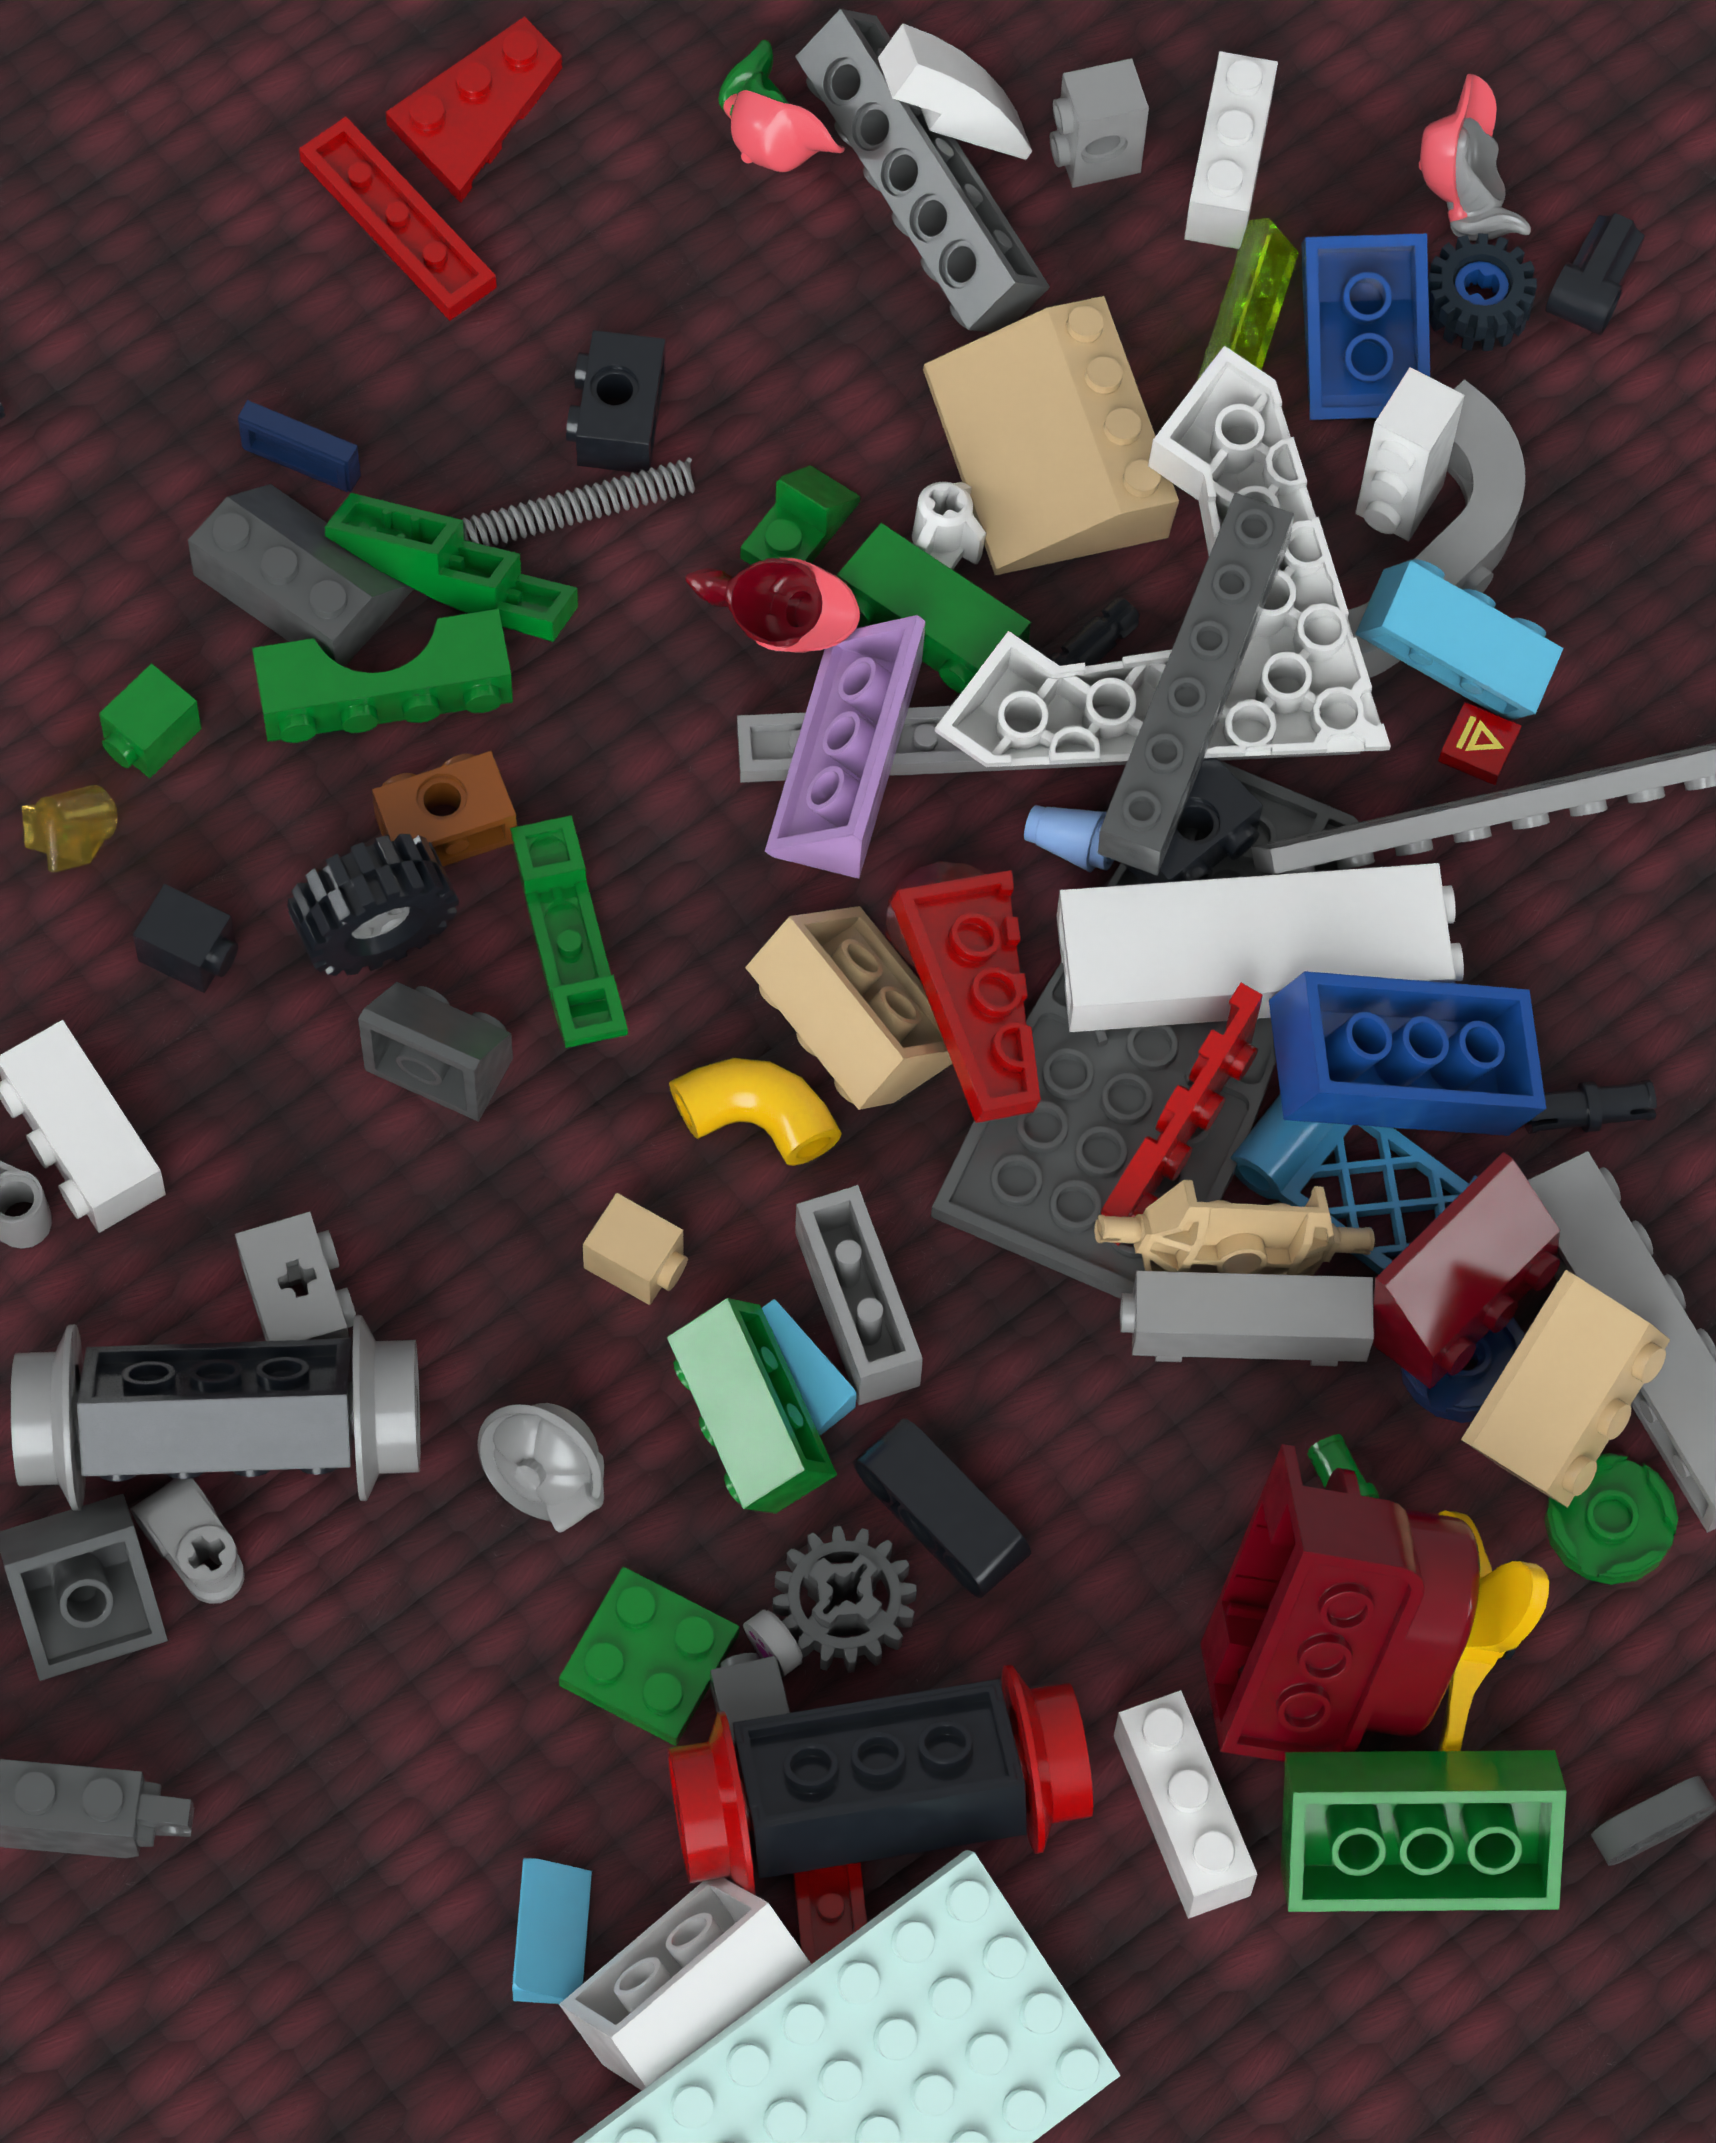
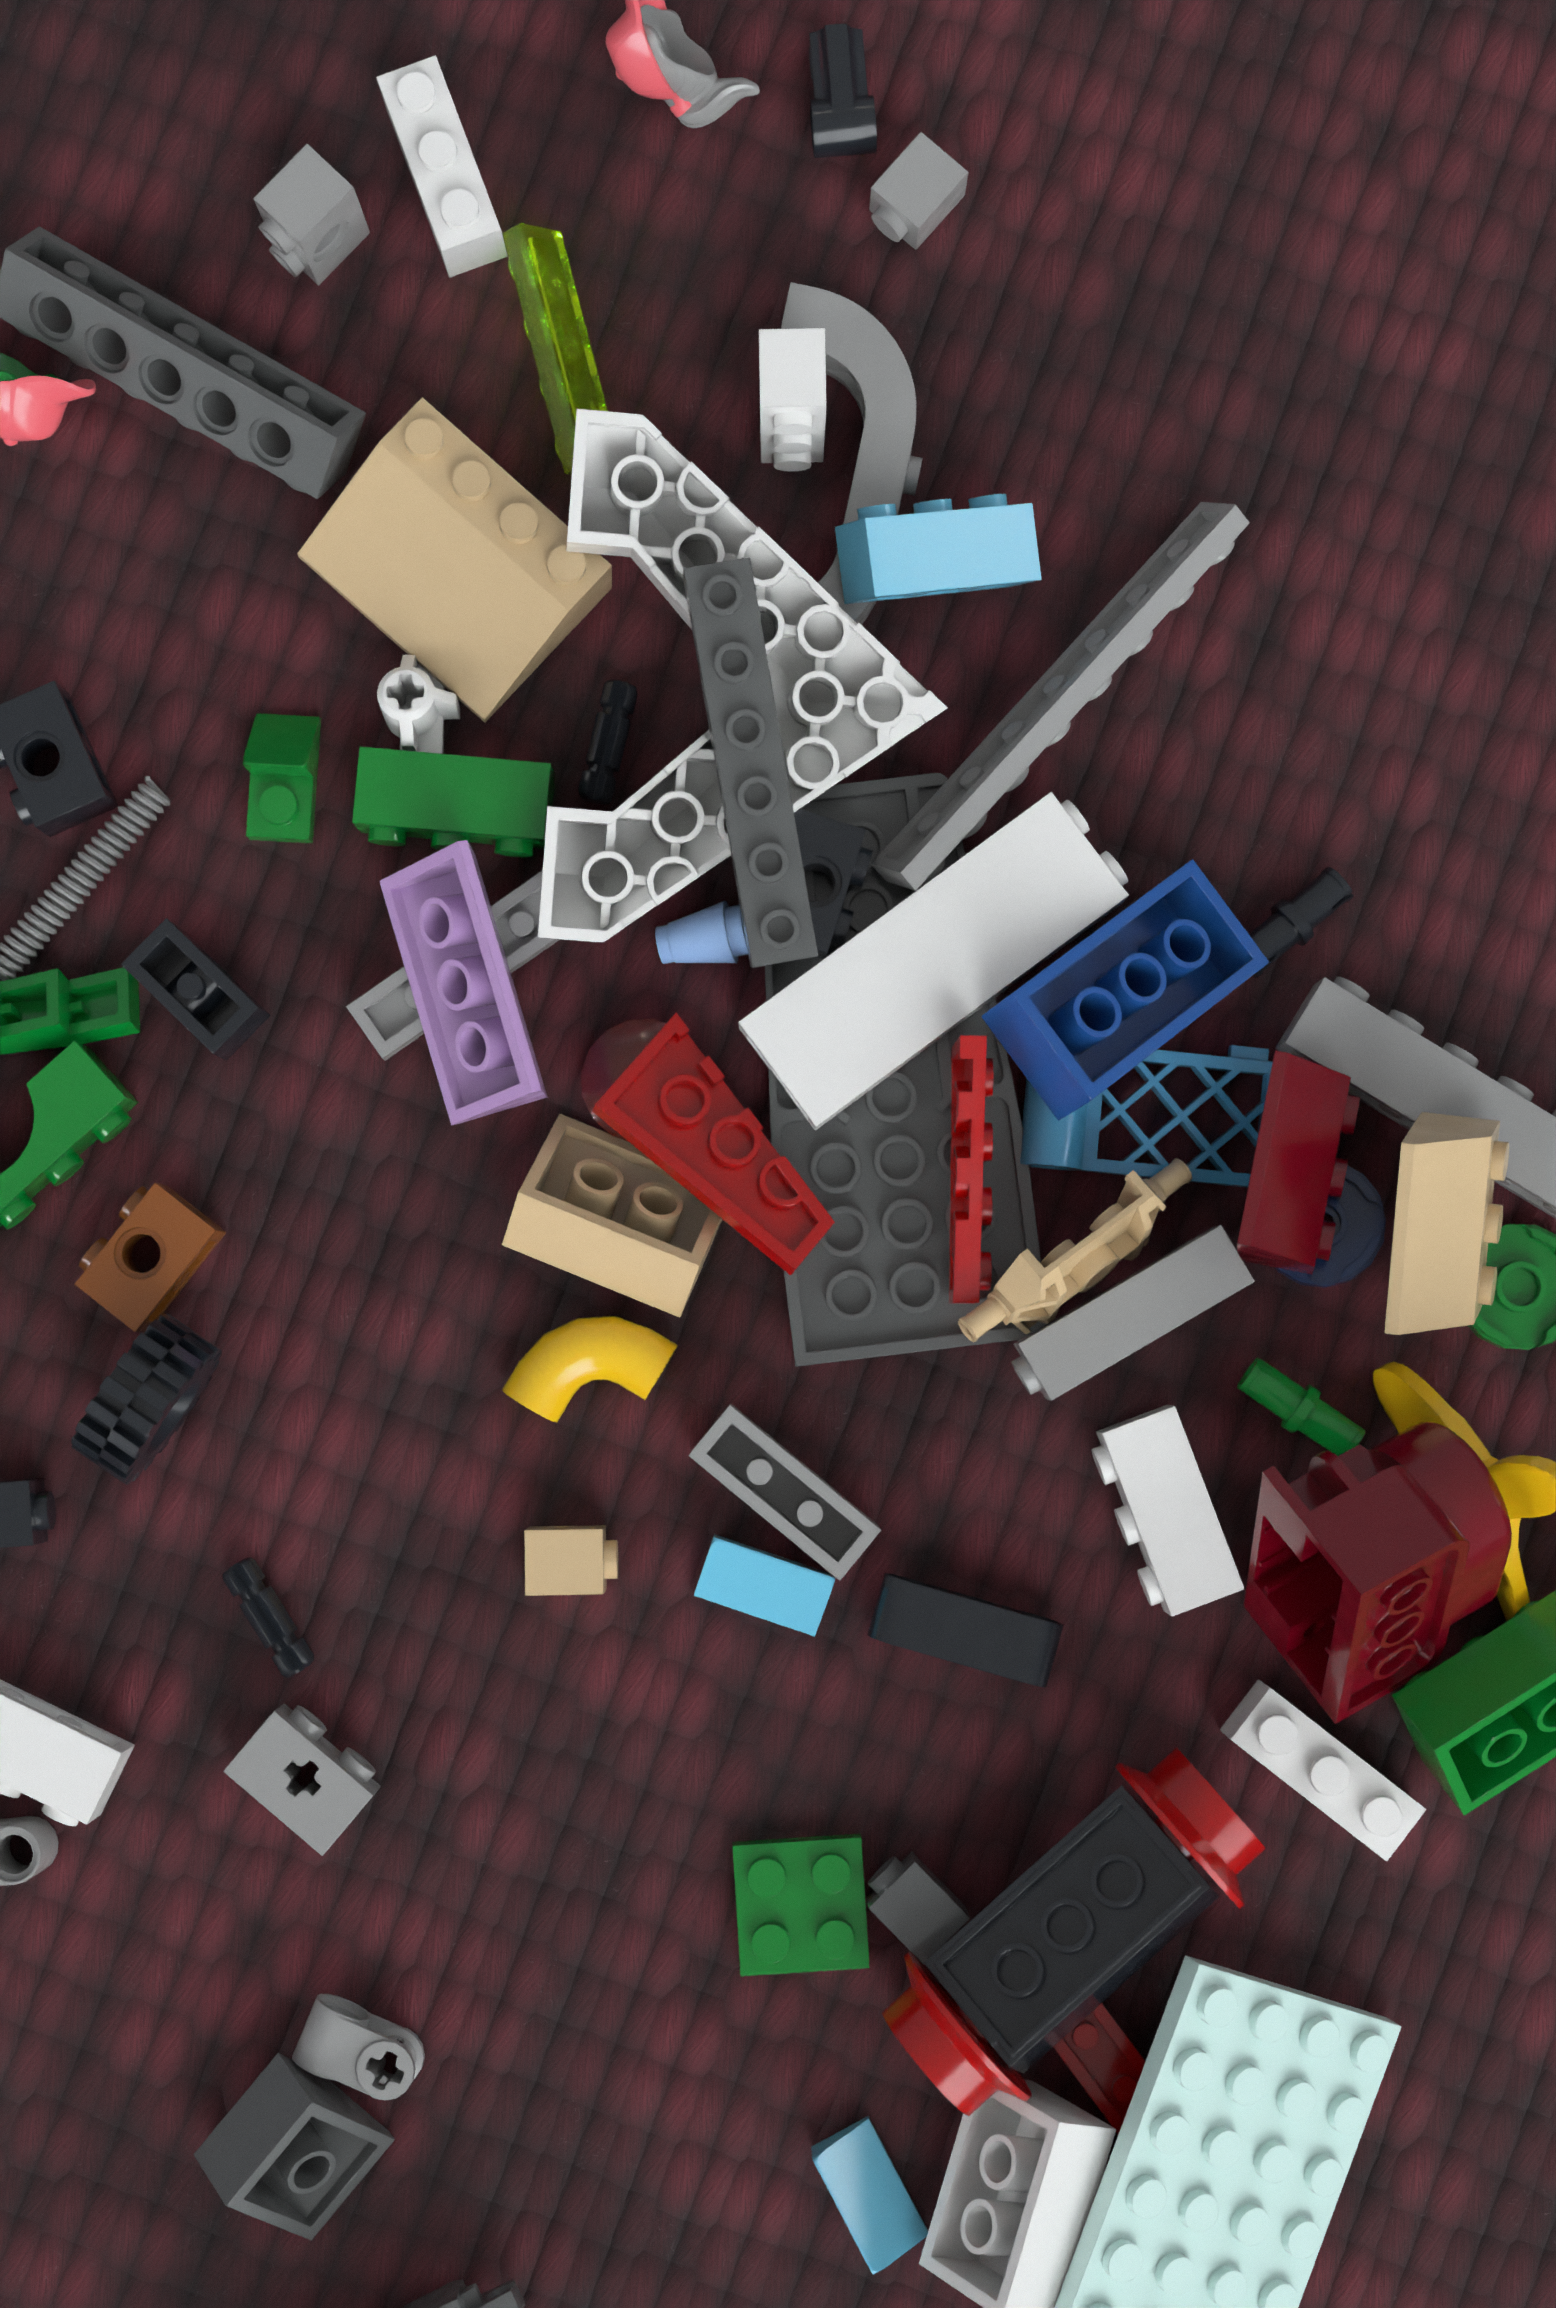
camera: 30 degrees left, 20 degrees up
(215, 1410) = (311, 1953): brick -> none
(349, 1153) = (268, 1617): none -> black axle
(435, 1048) = (281, 1483): dark grey slope -> none
(543, 1462) = (615, 1803): light grey piece -> none
(567, 932) = (329, 1304): green slope -> none
(623, 630) = (195, 989): none -> black brick
(750, 1406) = (756, 1646): brick -> none
(773, 1638) = (899, 1836): light grey tile -> none
(783, 603) = (321, 878): dark red hair -> none
(825, 1579) = (963, 1768): dark grey gear -> none
(952, 92) = (160, 272): white slope -> none
(1180, 1512) = (1166, 1511): none -> white brick
(1363, 320) = (667, 273): blue slope -> none
(1470, 314) = (754, 204): black bush -> none
(1479, 743) = (1000, 627): red tile -> none
(1615, 378) = (917, 192): none -> light grey brick

